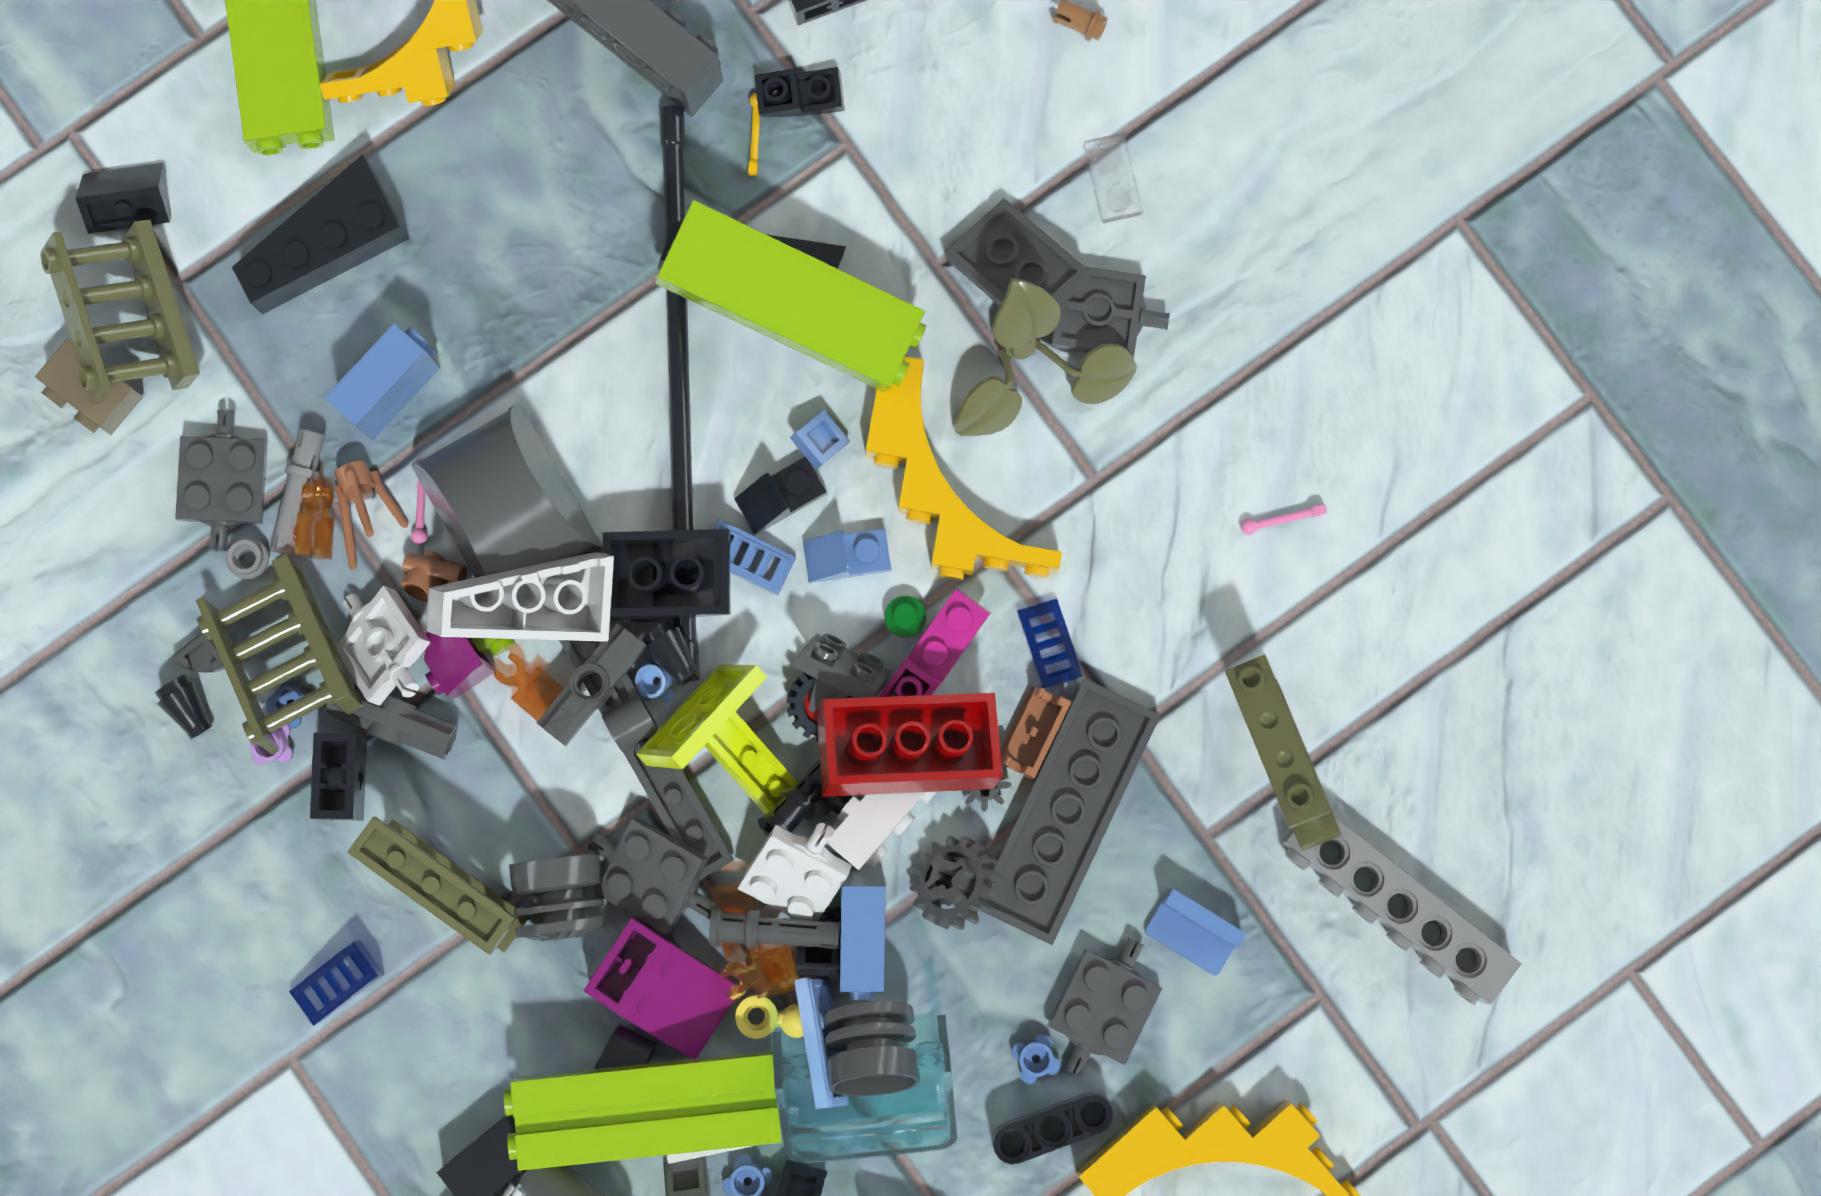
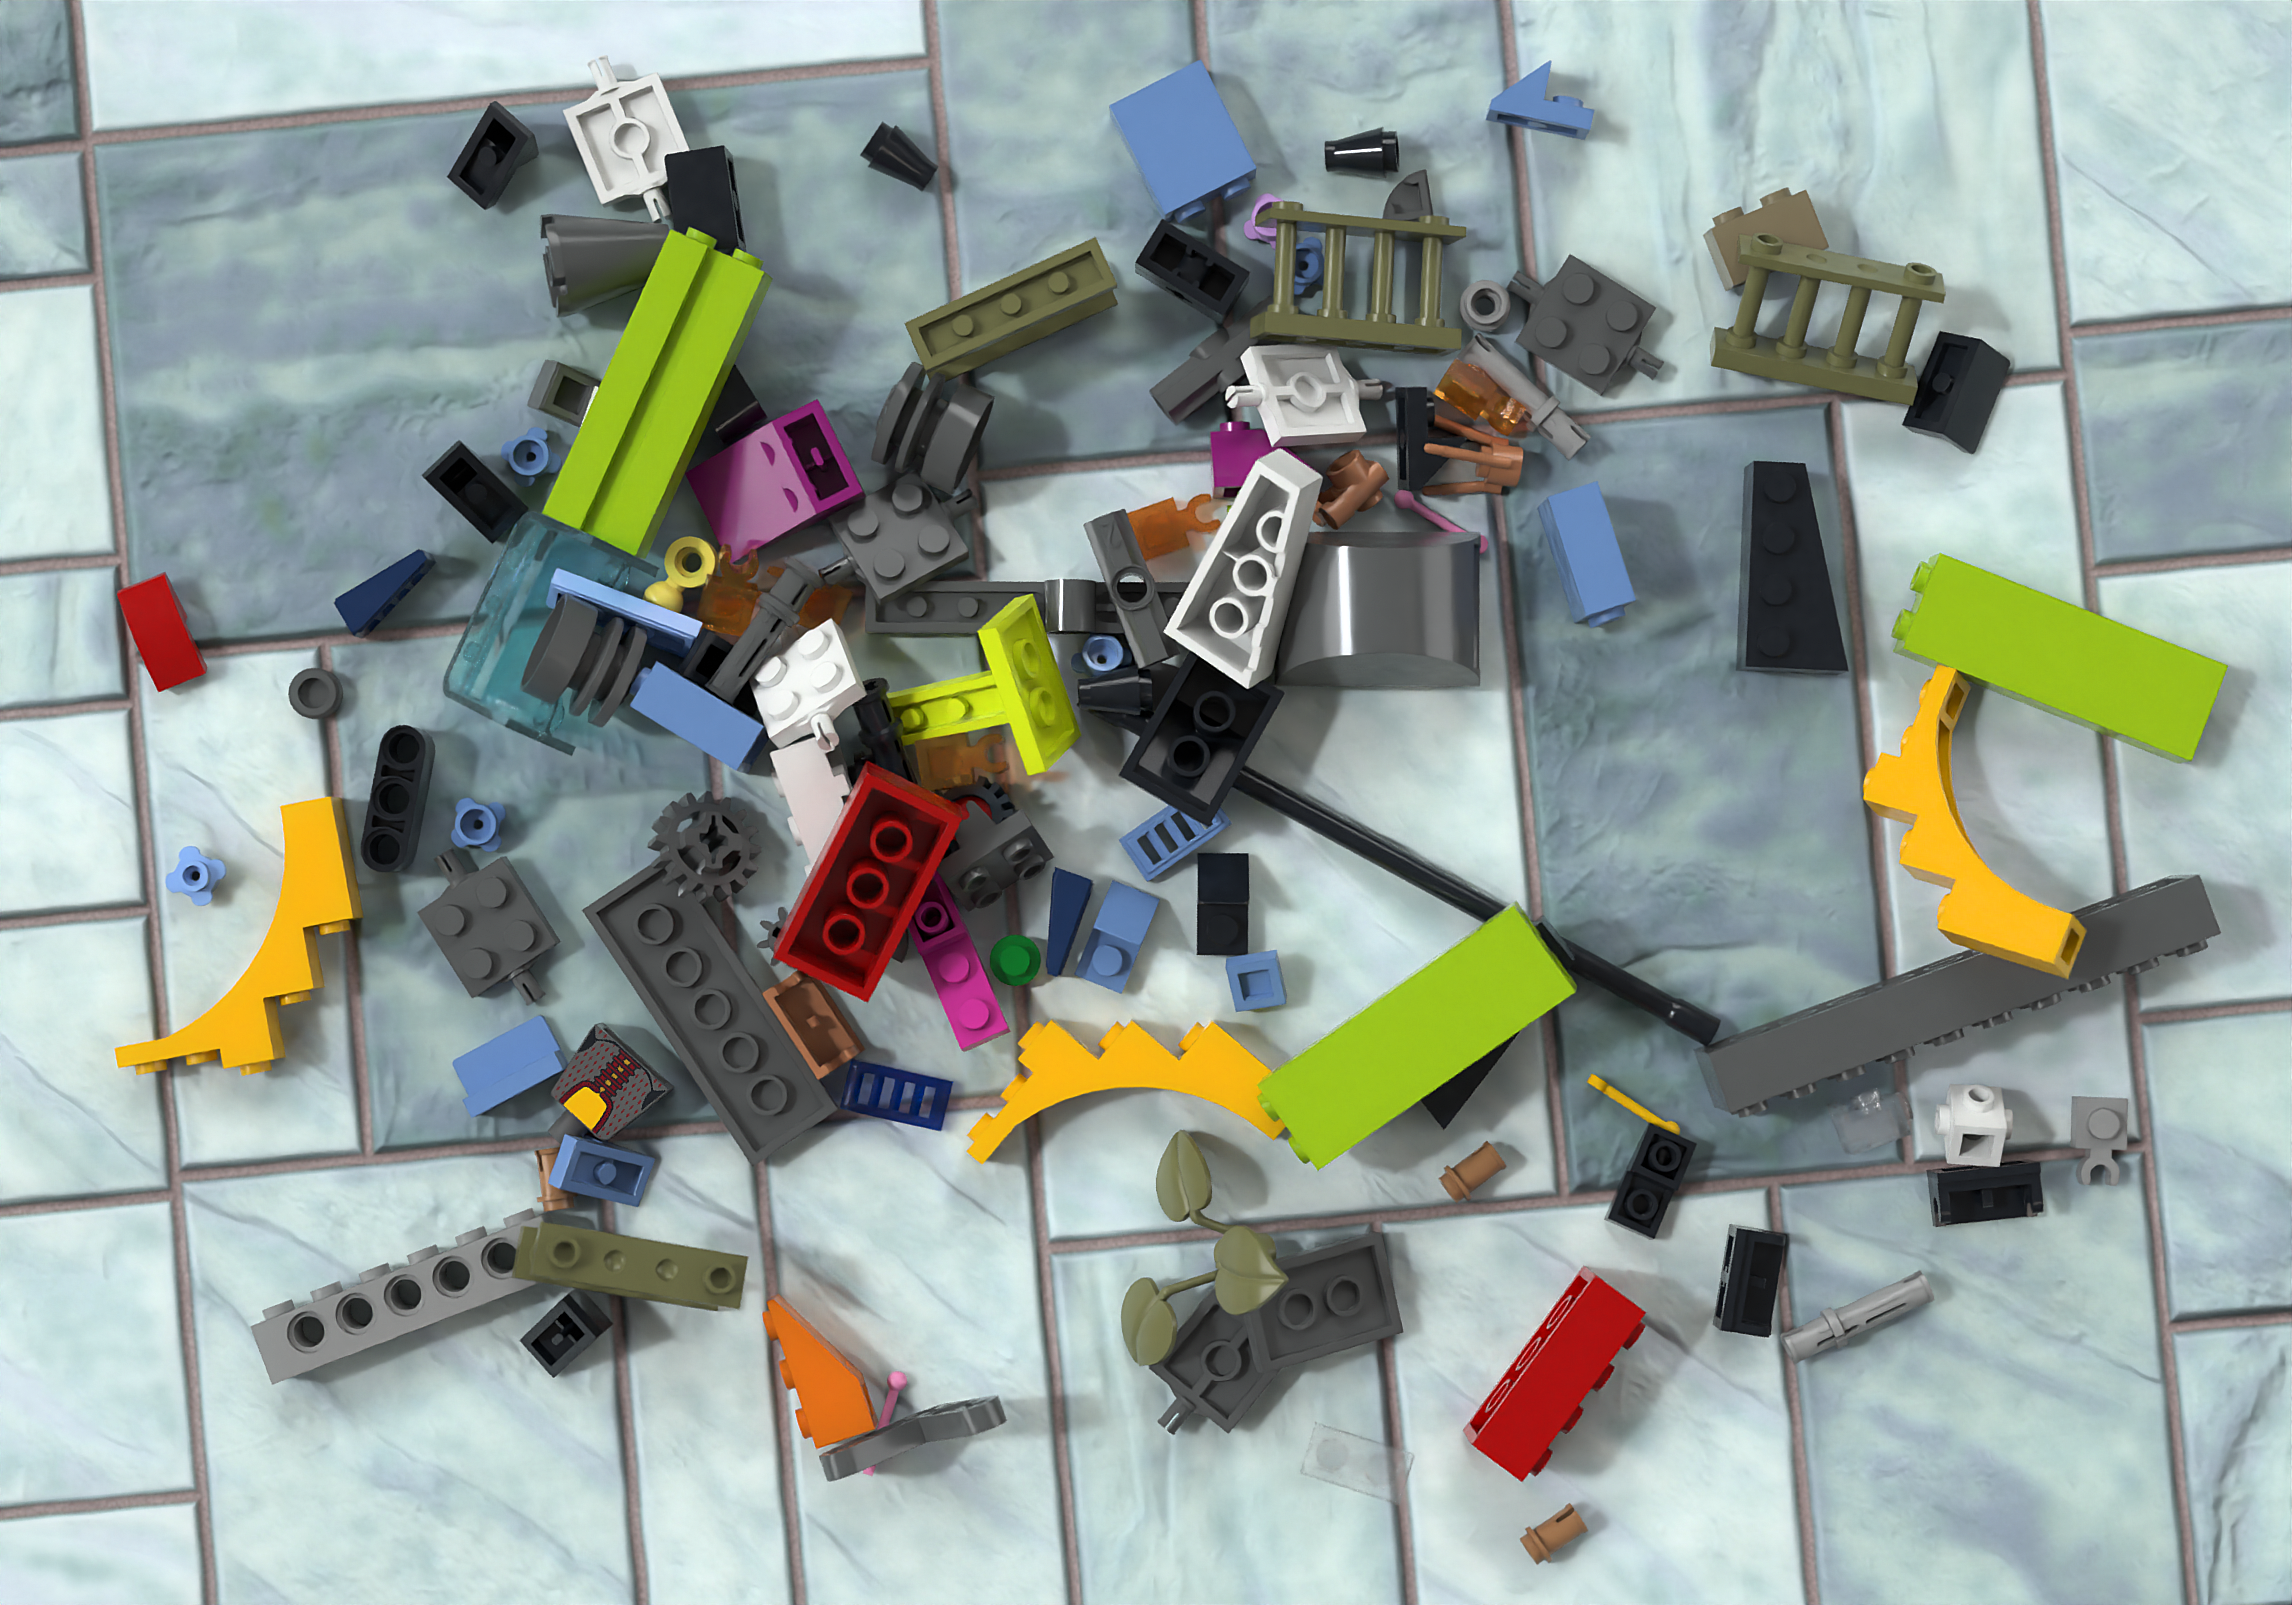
camera: 120 degrees right, 5 degrees up
(86, 607) = (1525, 107): none -> medium blue slope
(248, 839) = (1183, 143): none -> medium blue brick
(358, 559) = (1413, 417): none -> black slope
(364, 962) = (990, 190): clear blue slope -> none
(375, 1041) = (898, 157): none -> black cone
(790, 741) = (951, 761): none -> clear orange plate
(849, 599) = (1067, 906): none -> dark blue slope
(865, 216) = (1471, 1172): none -> medium nougat pin
(969, 76) = (1554, 1374): none -> red brick
(1170, 852) = (605, 1087): none -> torso
(1227, 820) = (601, 1170): none -> medium blue slope
(1254, 850) = (551, 1196): none -> medium nougat pin
(1264, 482) = (930, 1425): none -> dark grey beam
(1279, 572) = (826, 1382): none -> orange slope
(1357, 777) = (566, 1331): none -> black slope

